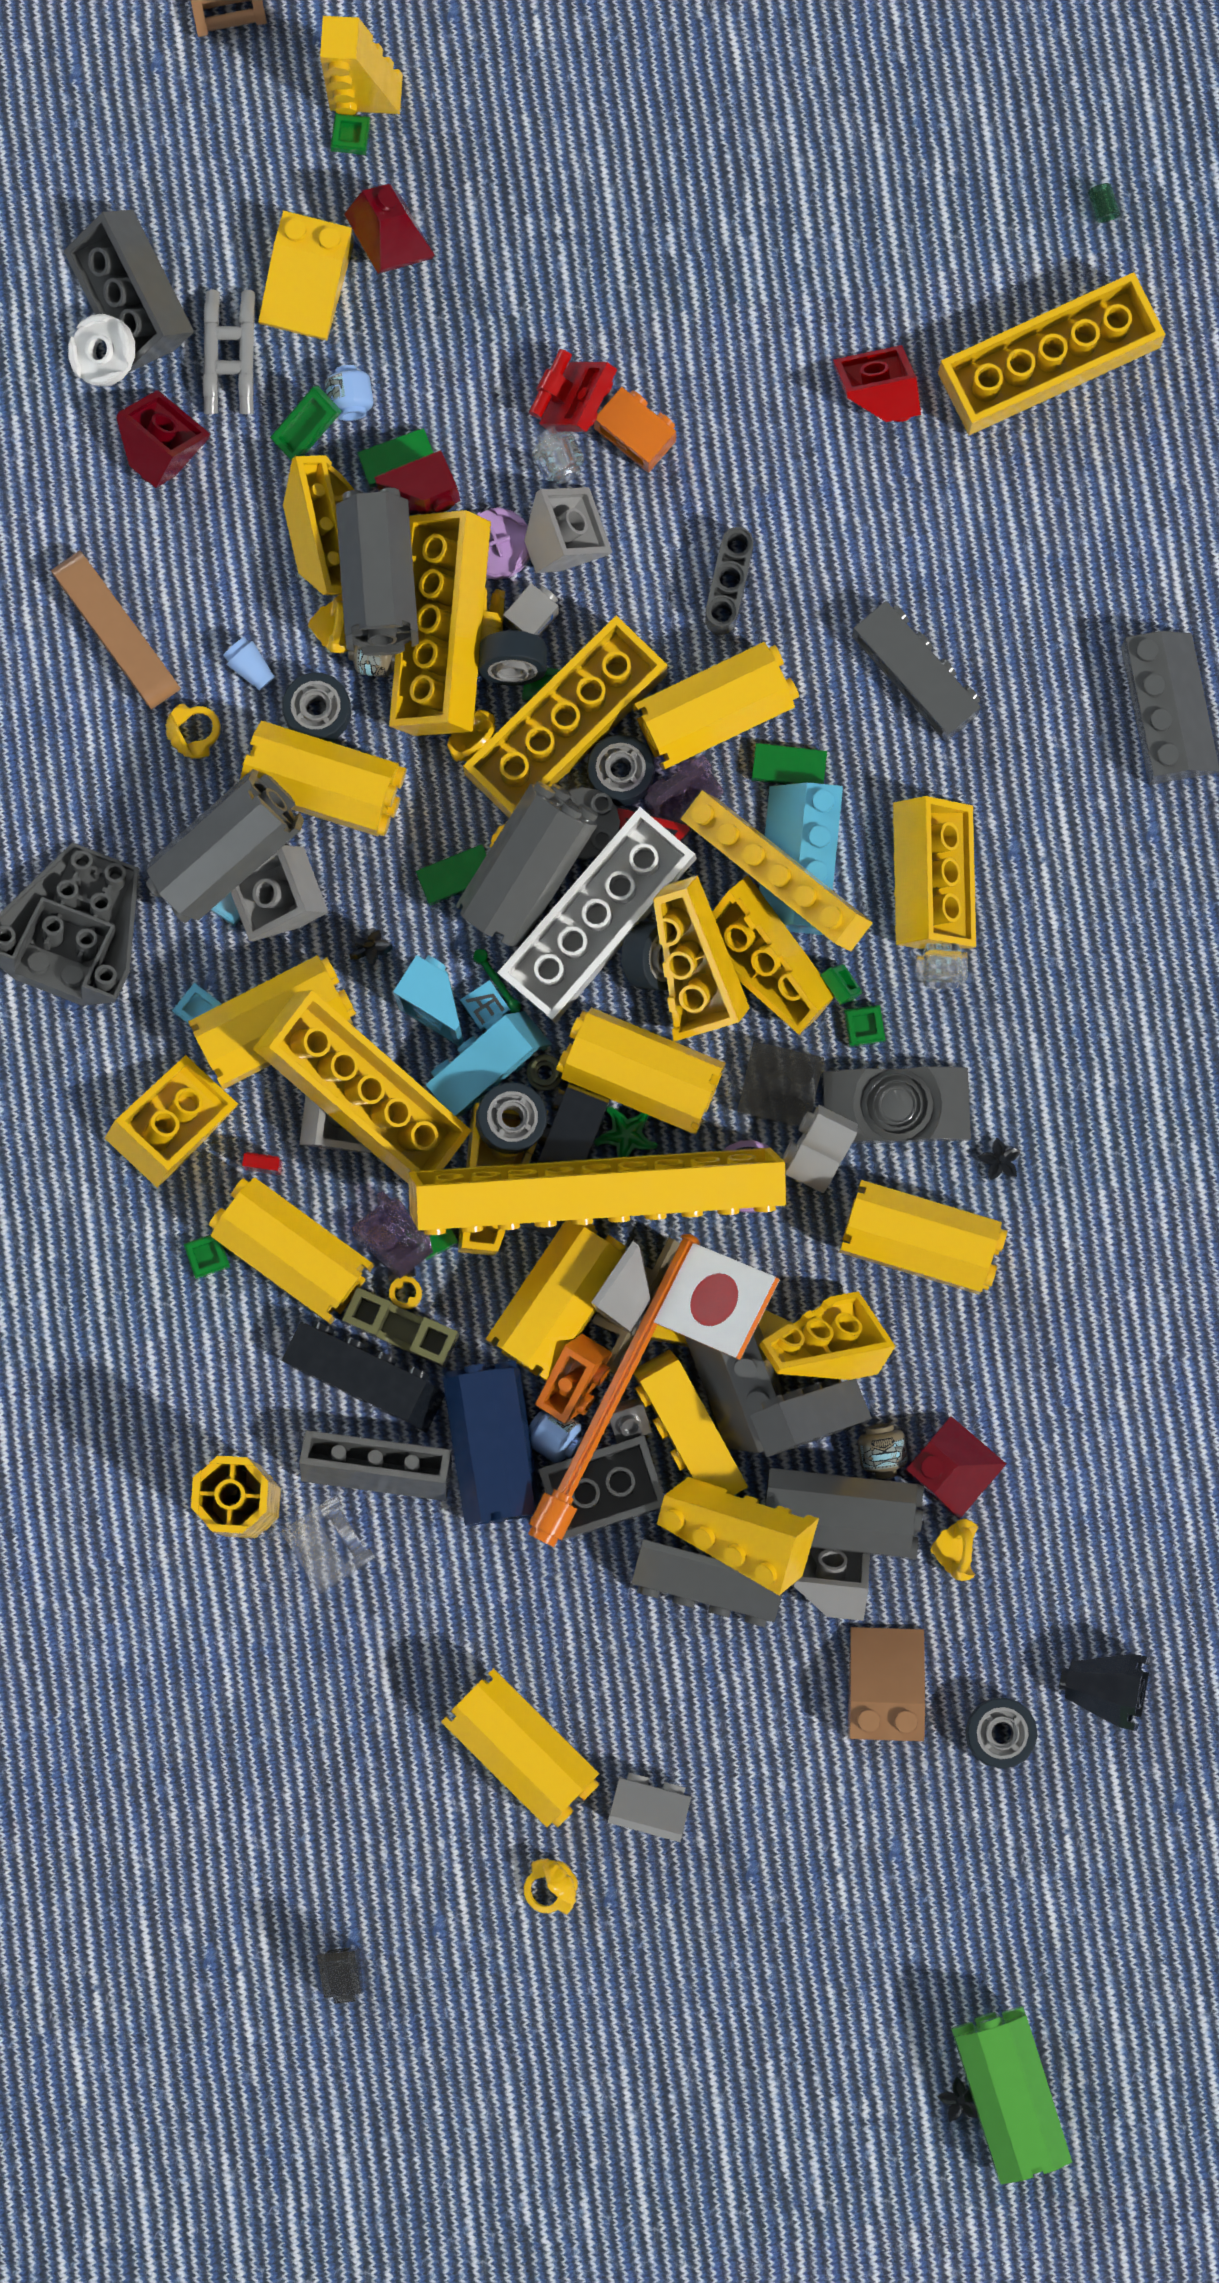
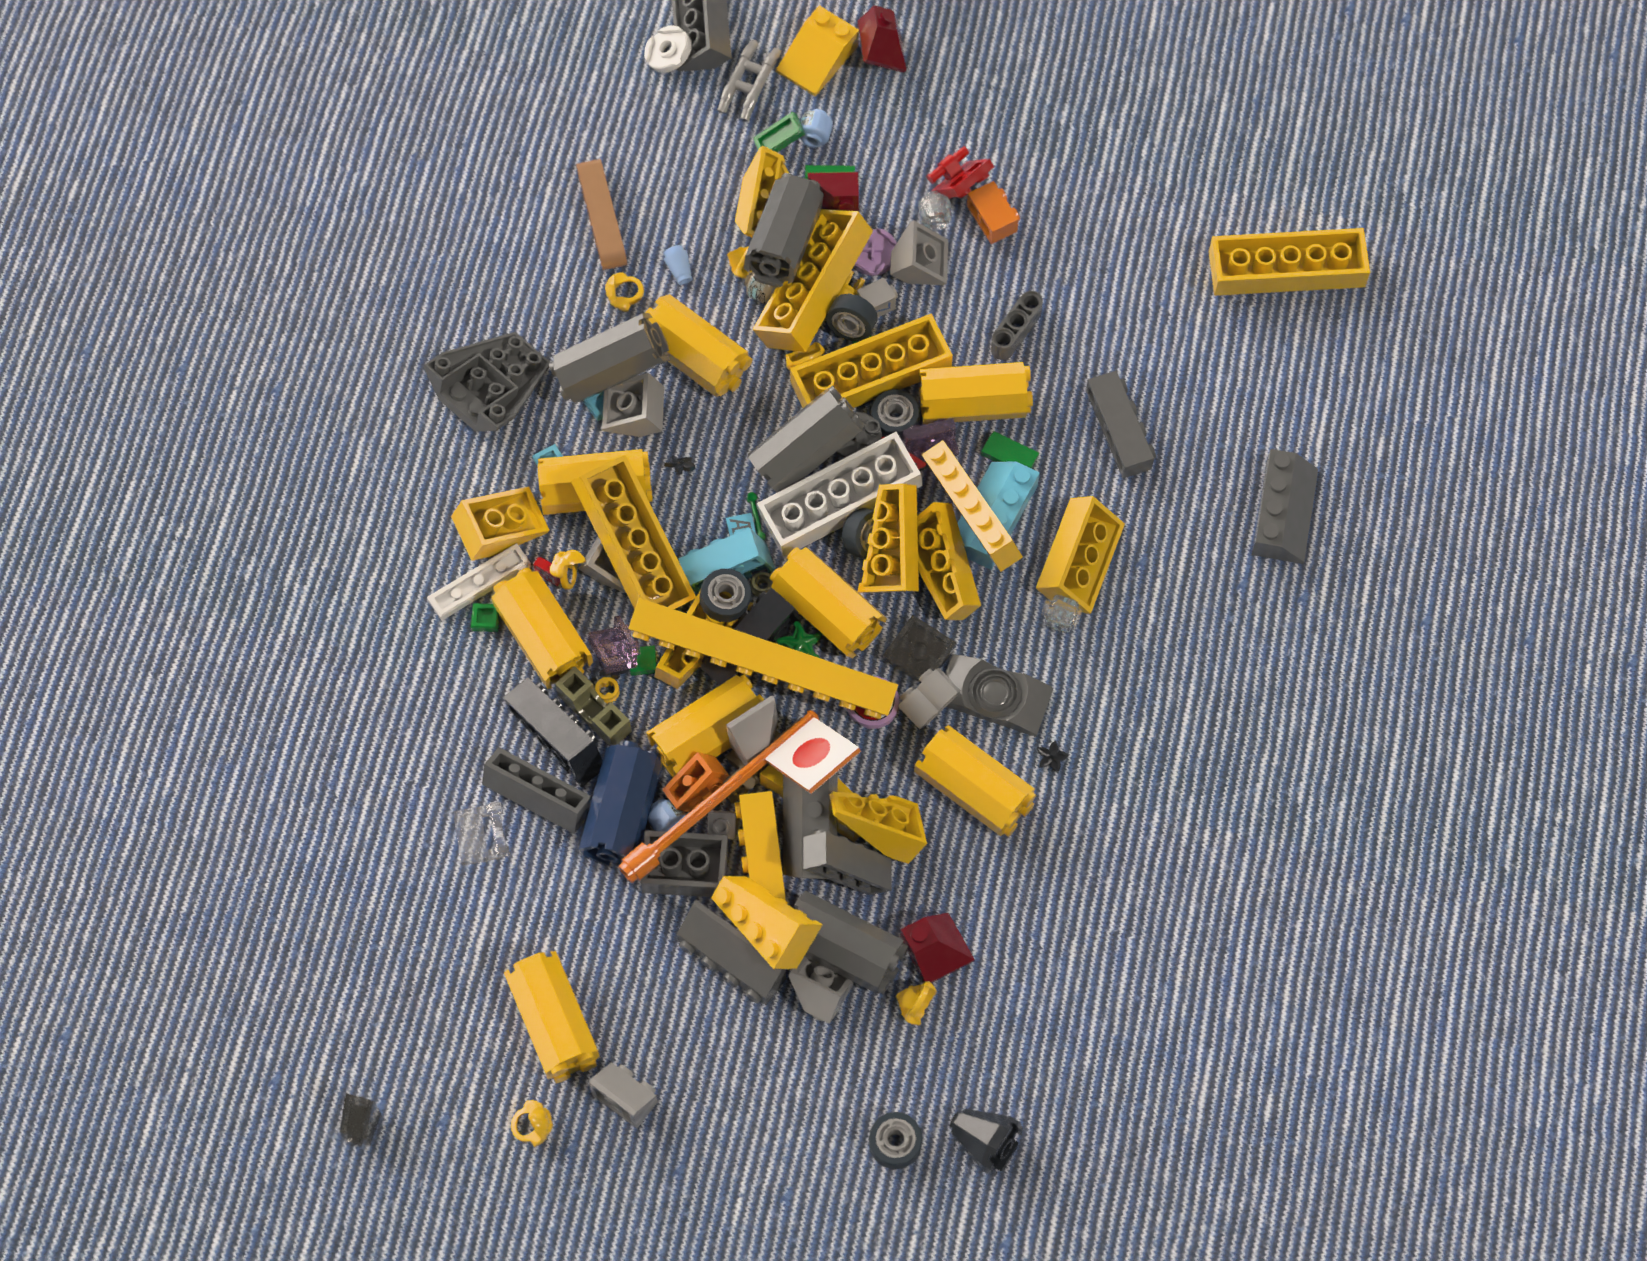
camera: 20 degrees right, 15 degrees down
(159, 437) = (680, 112): dark red slope -> none
(177, 1210) = (478, 582): none -> white tile
(224, 1479) = (430, 764): yellow brick -> none
(280, 1145) = (562, 562): none -> yellow piece
(314, 688) = (712, 293): wheel -> none
(428, 998) = (703, 500): medium azure slope -> none
(450, 875) = (746, 439): green tile -> none
(841, 984) = (988, 600): green tile -> none
(864, 1026) = (993, 635): green tile -> none
(881, 383) = (1168, 243): red slope -> none
(882, 1450) = (890, 913): head -> none
(886, 1684) = (826, 1077): medium nougat slope -> none
(1104, 203) = (1360, 187): clear green hinge -> none

